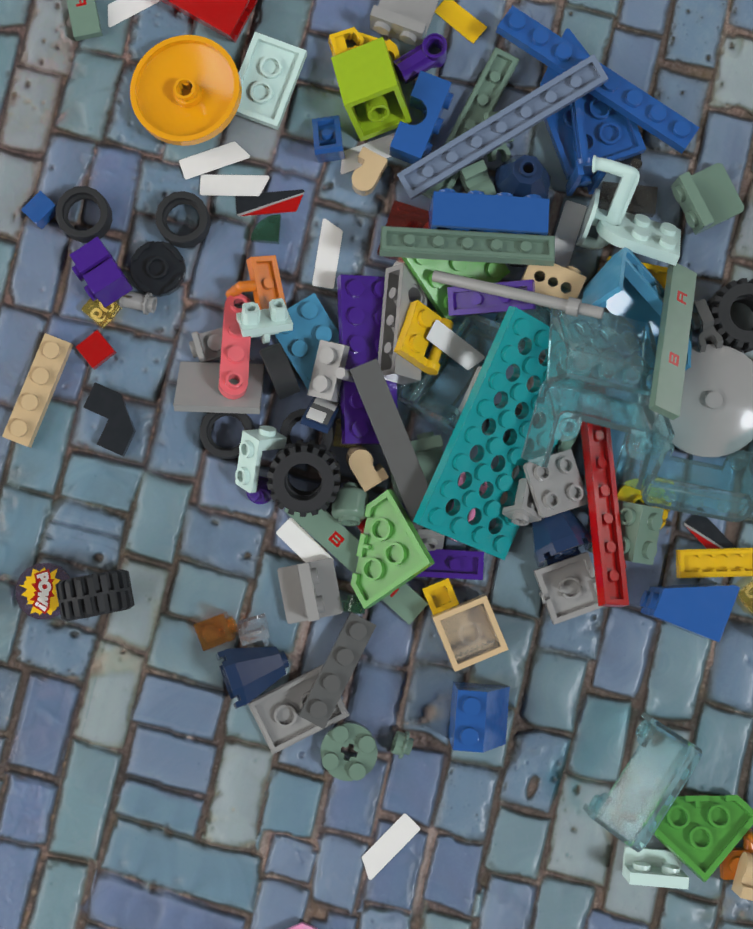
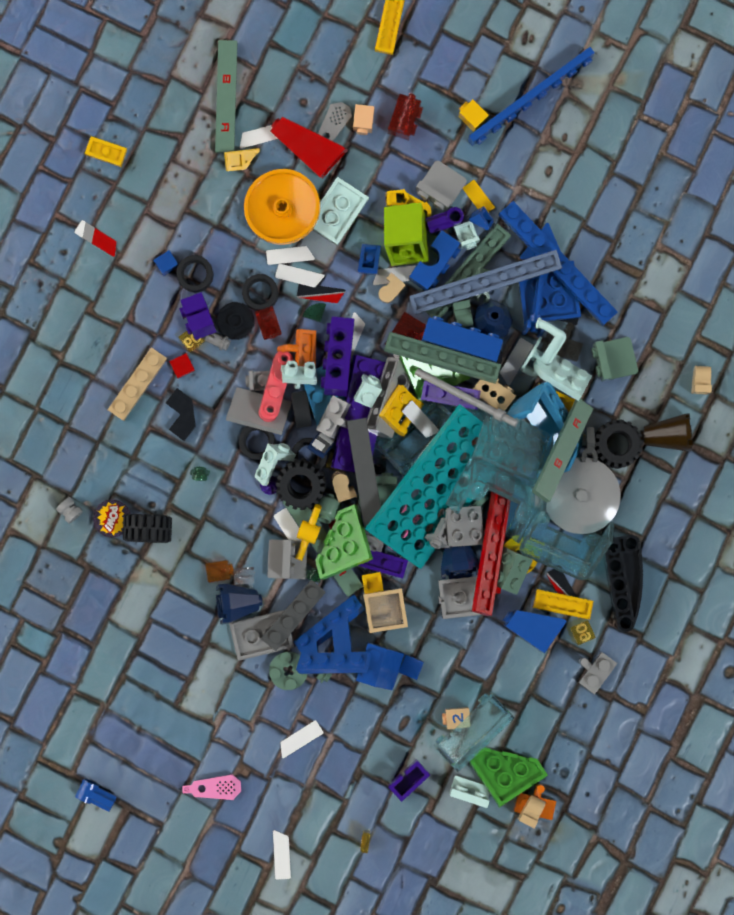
camera: 15 degrees right, 0 degrees up
(110, 40) = (239, 159): none -> yellow tile
(155, 497) = (199, 473): none -> clear green plate
(204, 259) = (268, 323): none -> clear red bracket
(314, 242) = (338, 385): none -> dark purple brick
(331, 545) = (308, 532): none -> yellow piece
(370, 321) = (368, 390): none -> light aqua bracket
(415, 424) = (379, 461): none -> black hinge
(426, 721) = (342, 659): none -> blue plate
(458, 71) = (467, 235): none -> light aqua bracket
(473, 44) = (481, 218): none -> blue slope
(525, 704) = (411, 667): none -> blue slope
(560, 878) = (414, 776): none -> dark purple piece
(606, 762) = (454, 716): none -> light nougat brick

